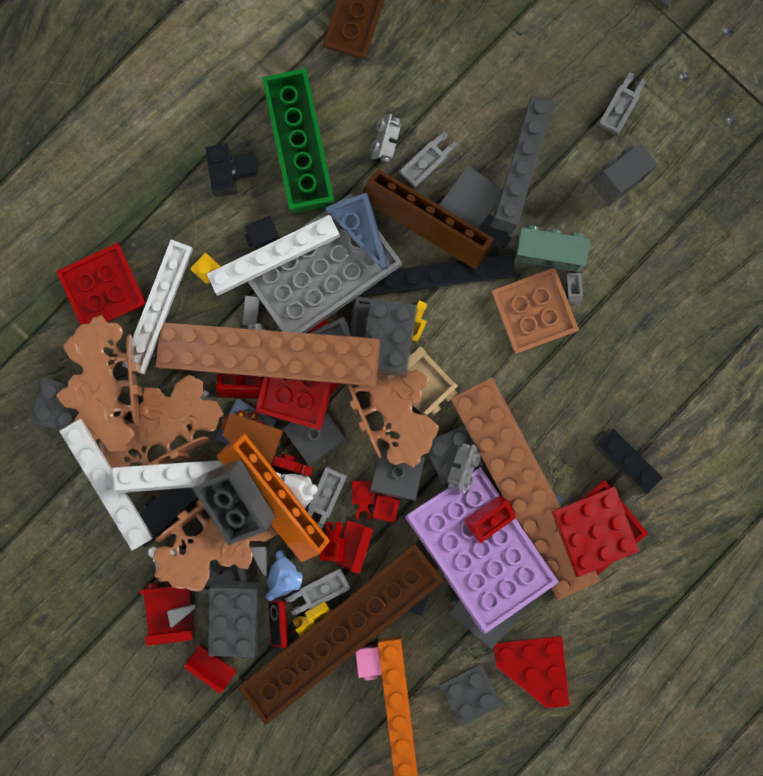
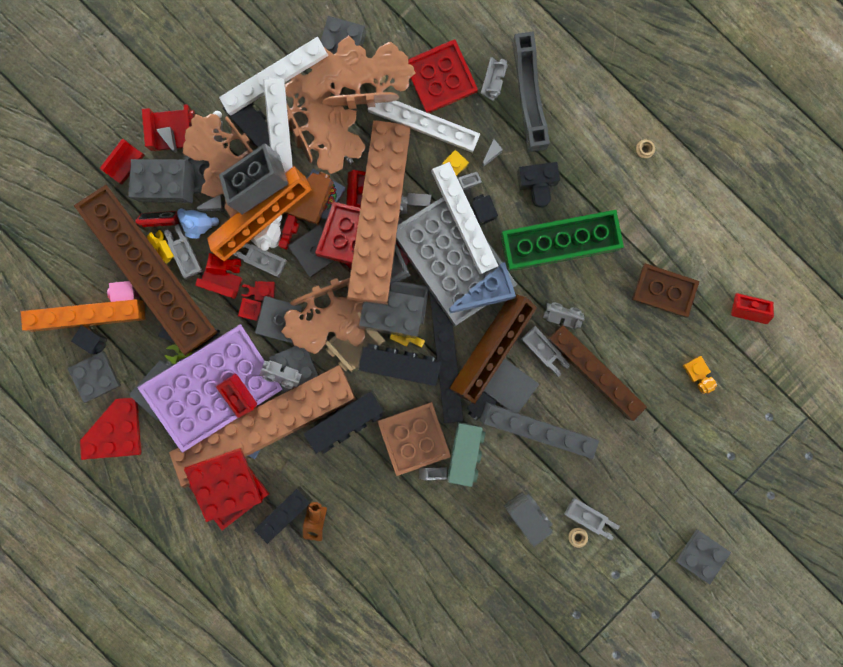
camera: 85 degrees right, 0 degrees up
(112, 226) = (492, 81): none -> light grey hinge
(155, 175) = (526, 68): none -> dark grey arch
(183, 39) = (649, 145): none -> tan plate
(191, 224) = (492, 153): none -> light grey piece
(226, 251) = (469, 180): none -> light grey piece
(427, 700) = (89, 340): none -> black brick
(441, 590) = (176, 358): none -> lime bar
(450, 329) = (400, 366): none -> black brick
(453, 99) = (597, 373): none -> reddish brown brick
(518, 390) = (343, 422): none -> black brick
(634, 425) = (314, 521): none -> dark orange bracket
(648, 114) = (584, 537): none -> tan plate

